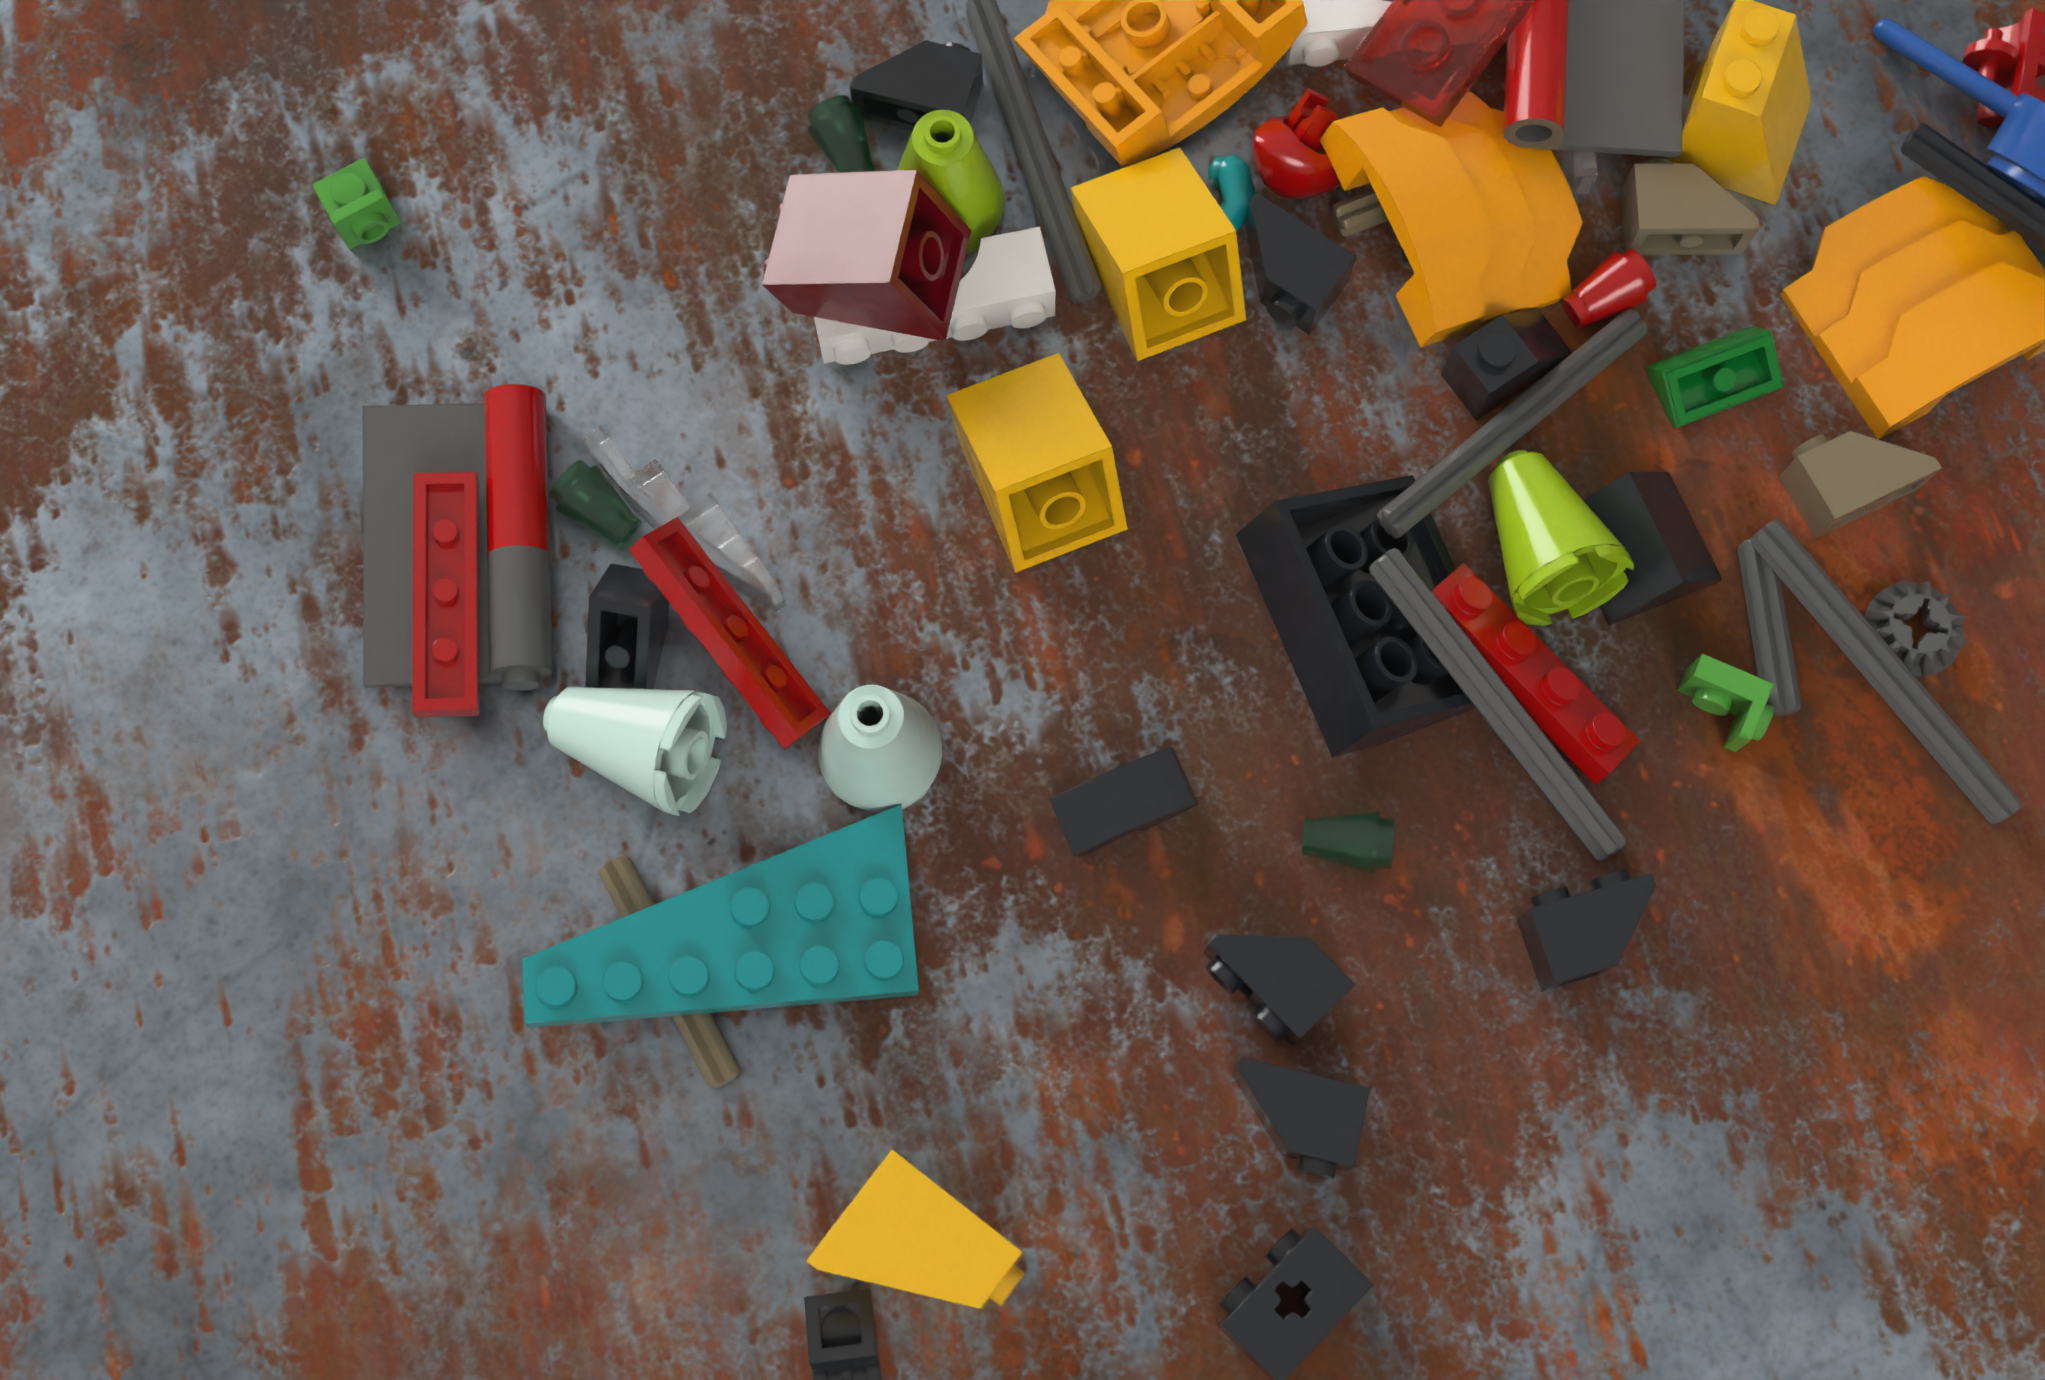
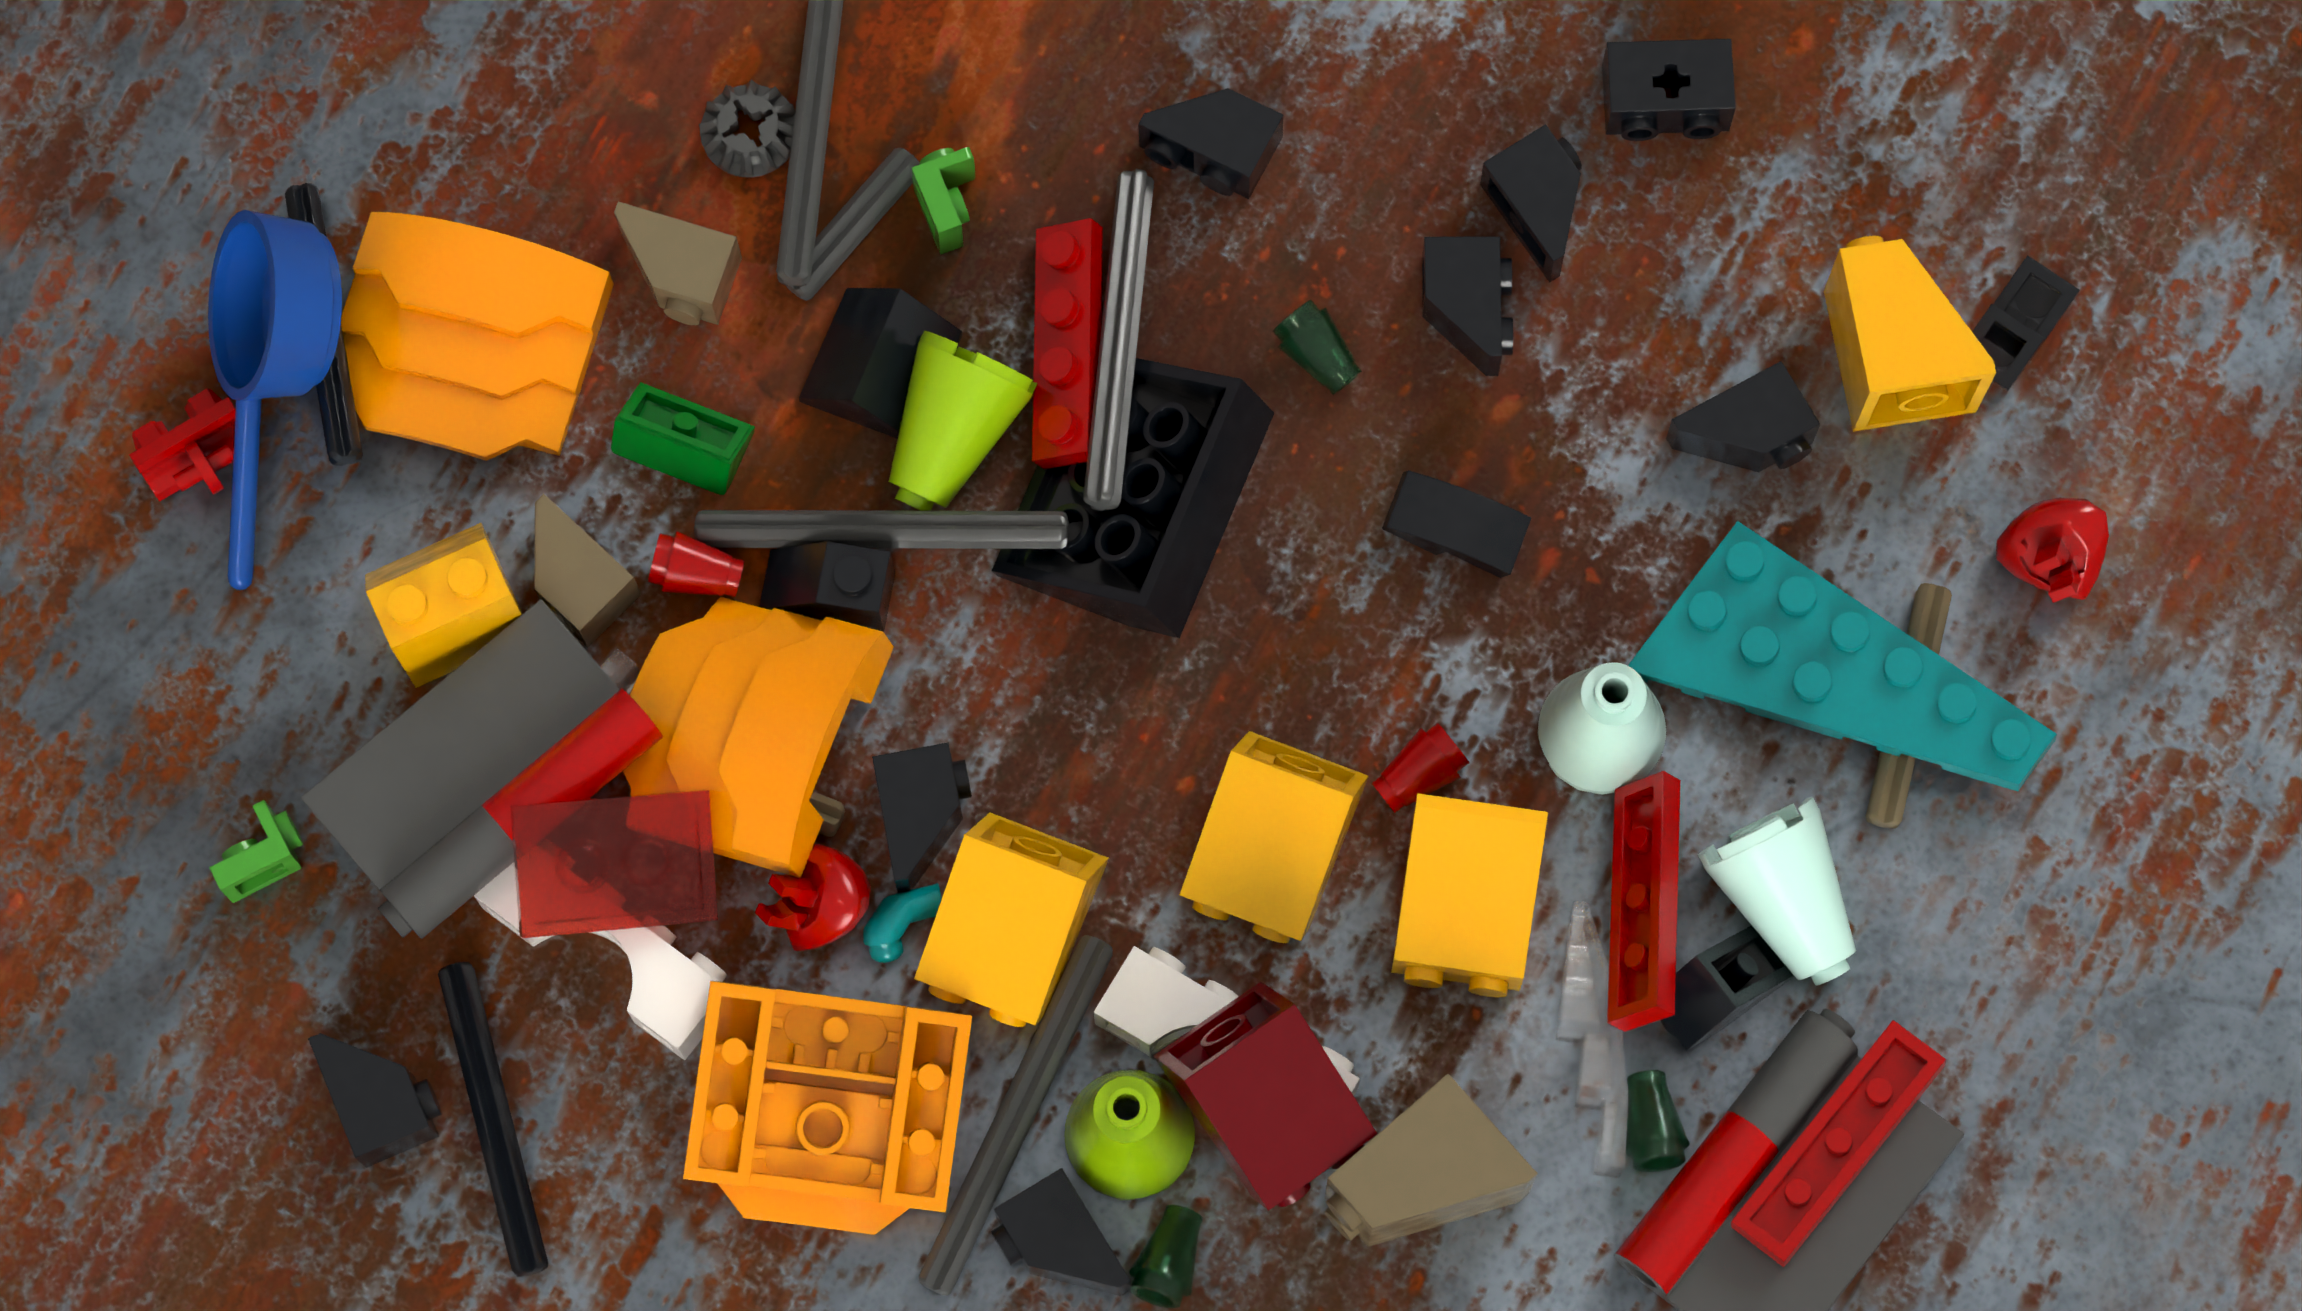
camera: 135 degrees left, 0 degrees up
(654, 1192) = (2056, 546): none -> red piece
(710, 321) = (1427, 1170): none -> dark tan slope
(863, 533) = (1469, 894): none -> yellow slope
(975, 1078) = (1750, 424): none -> black slope
(979, 604) = (1420, 767): none -> red cone

